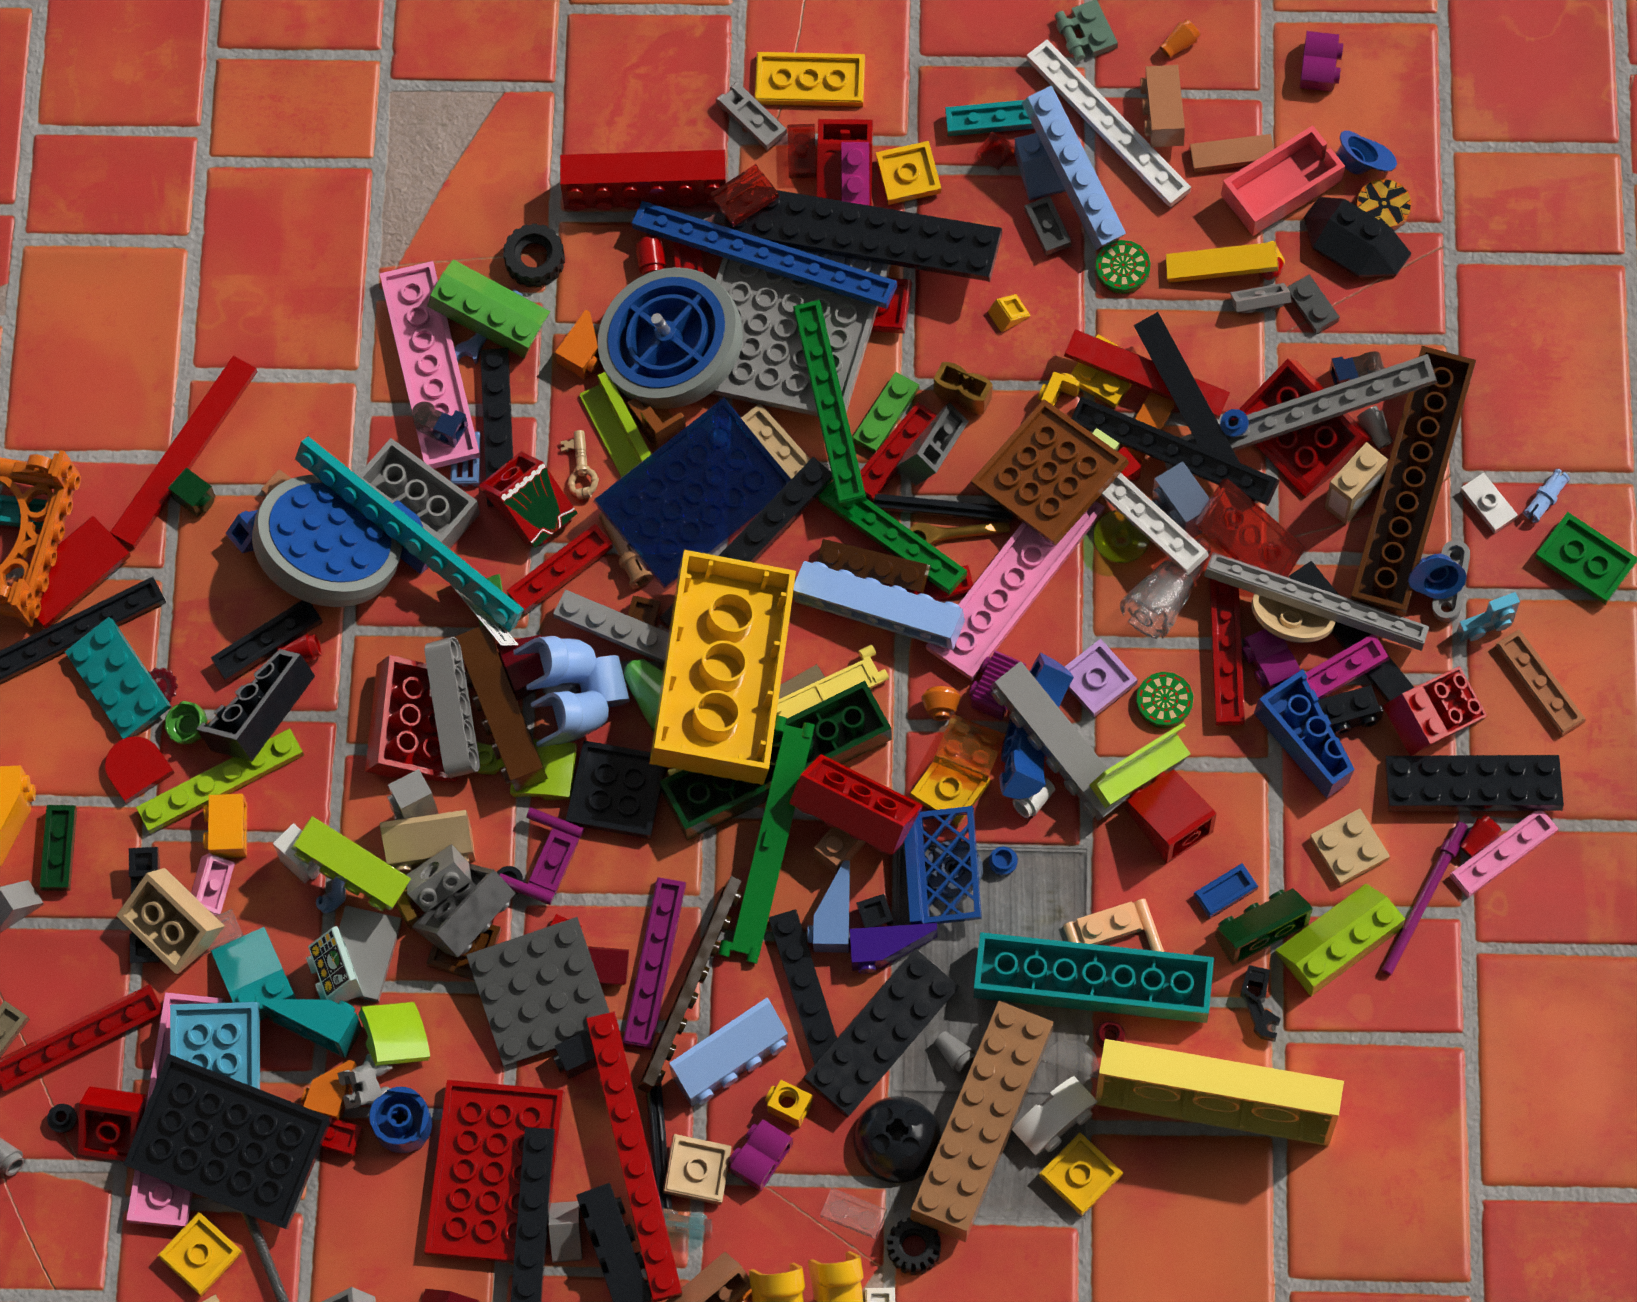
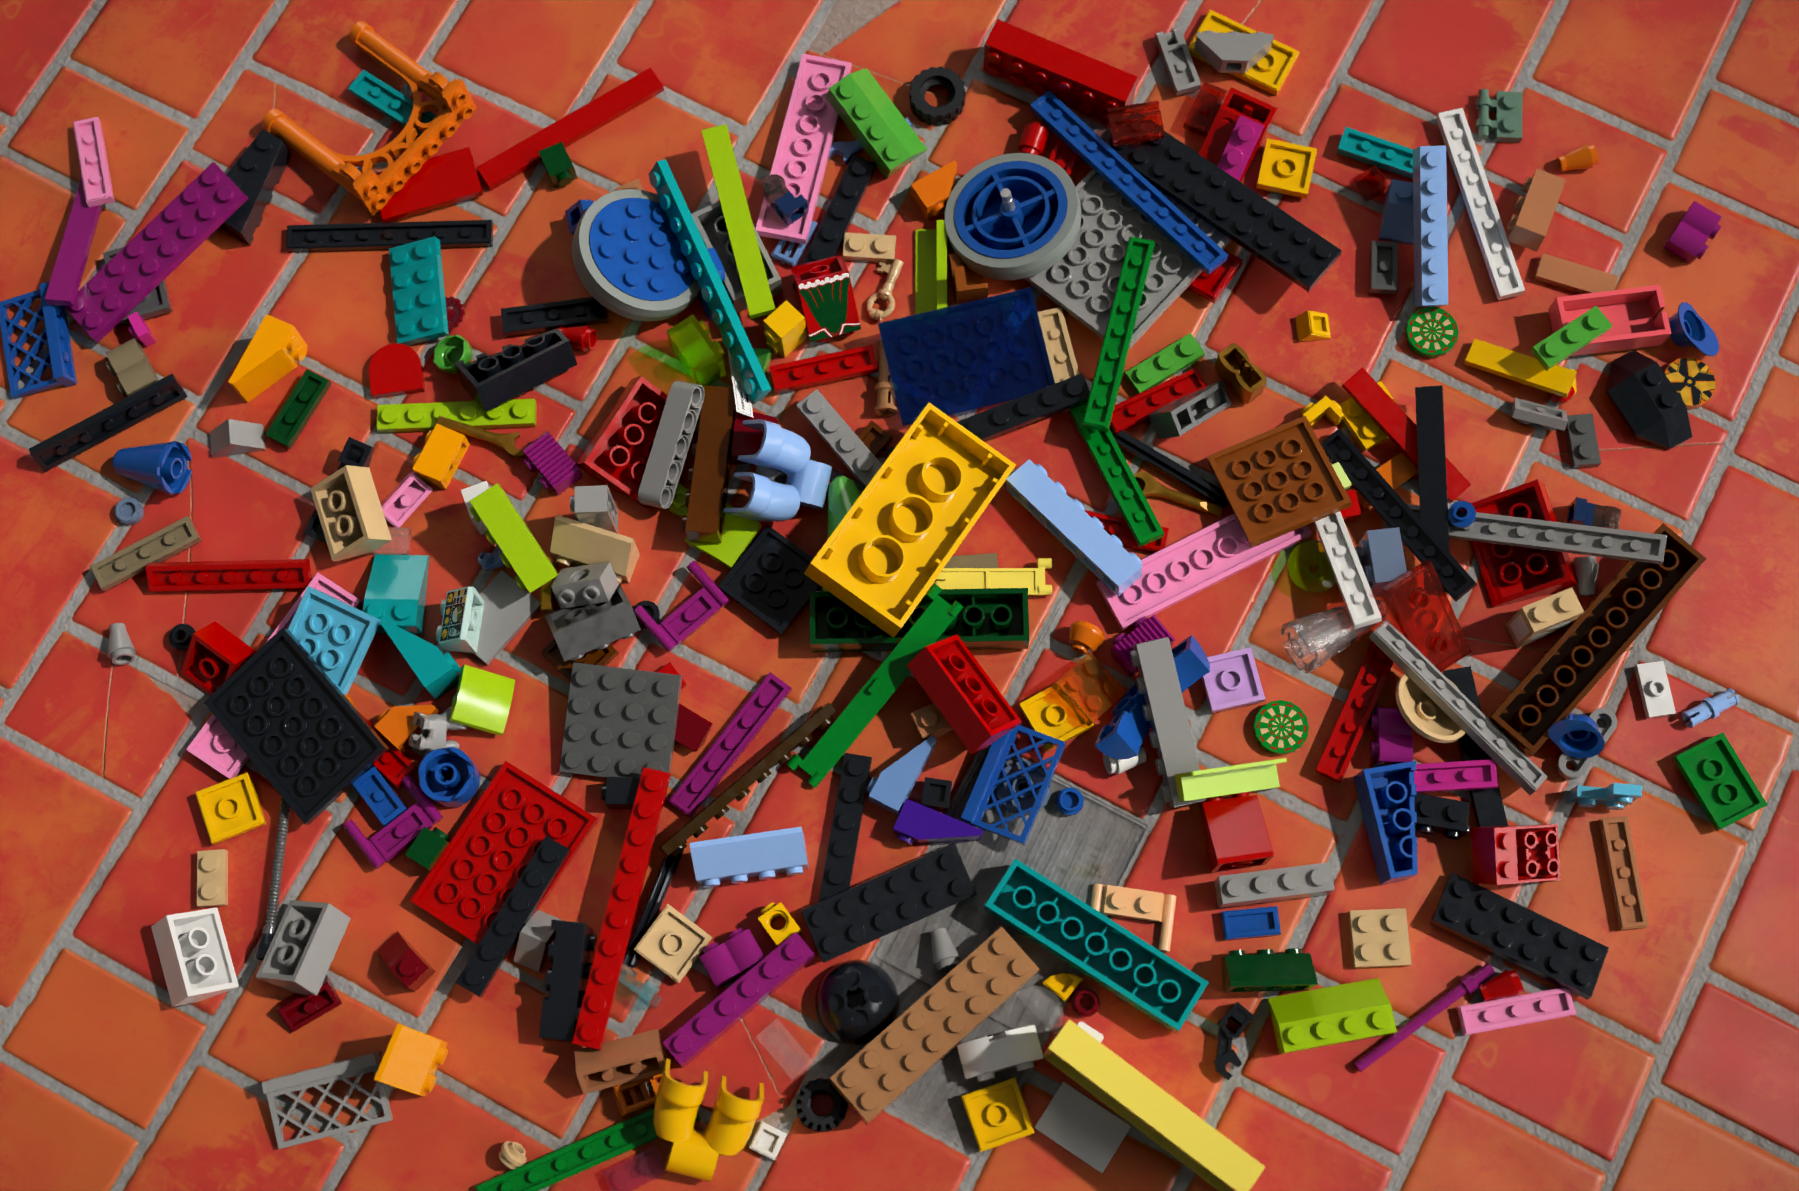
camera: 25 degrees right, 5 degrees up
(279, 783) = (504, 441): none -> pearl gold piece
(341, 781) = (552, 463): none -> magenta brick
(342, 1172) = (379, 796): none -> blue plate
(379, 1195) = (401, 831): none -> magenta plate
(406, 463) = (738, 221): none -> lime tile
(416, 1196) = (428, 847): none -> dark green brick
(429, 607) = (697, 352): none -> clear neon green brick
(504, 547) = (785, 329): none -> yellow brick
(543, 432) = (869, 247): none -> tan plate
(788, 1187) = (739, 999): none -> magenta brick
(800, 82) = (1233, 50): none -> light grey slope
(875, 565) = (1087, 491): reddish brown plate -> none
(1081, 1029) = (1062, 984): none -> yellow tile
(1164, 1148) = (1082, 1127): none -> white sticker
(1230, 844) = (1274, 885): none -> light grey brick
(1255, 212) = (1571, 338): none -> bright green plate

